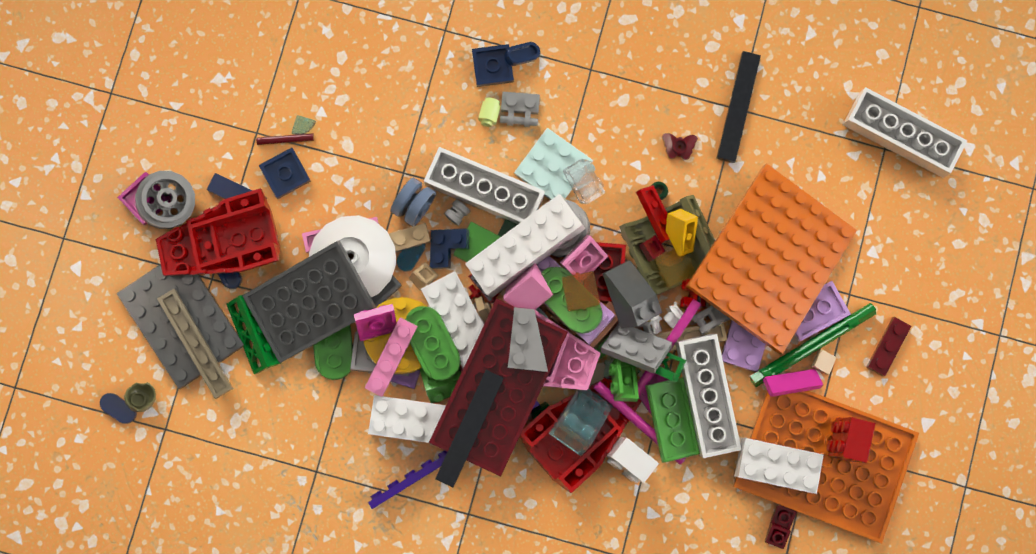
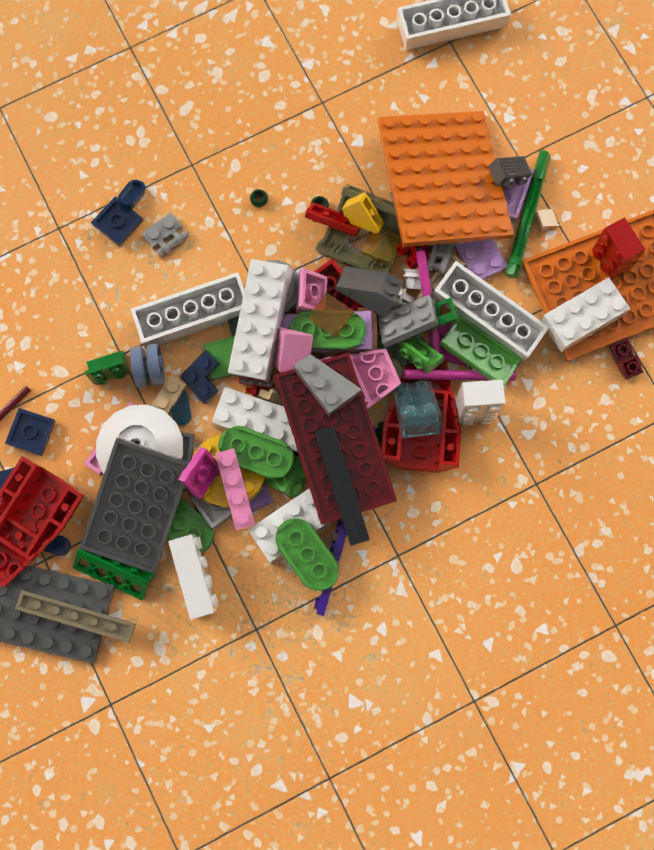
camera: 35 degrees left, 5 degrees down
(116, 407) = (59, 722): dark blue tile -> none
(140, 397) = (69, 696): olive hair -> none
(302, 125) = (12, 386): clear light blue tile -> none
(303, 393) = (193, 576): none -> white brick
(384, 174) = (107, 368): none -> green bracket
(399, 454) = (307, 554): none -> bright green tile
(423, 276) = (204, 415): tan slope -> none
(457, 212) = (187, 346): light grey wheel -> none
(489, 112) = (145, 255): yellowish green brick -> none
(546, 162) = (226, 251): light aqua plate -> none
(584, 181) = (260, 242): clear brick -> none
(617, 137) = (258, 193): none -> dark green plate
(652, 248) = (353, 245): dark red plate -> none
(672, 143) = (297, 164): dark red animal -> none
(738, 107) = (321, 100): black tile -> none
(792, 382) = (539, 250): dark pink tile -> none
(828, 300) = (510, 171): none -> dark grey brick
(888, 346) = (580, 170): dark red plate -> none

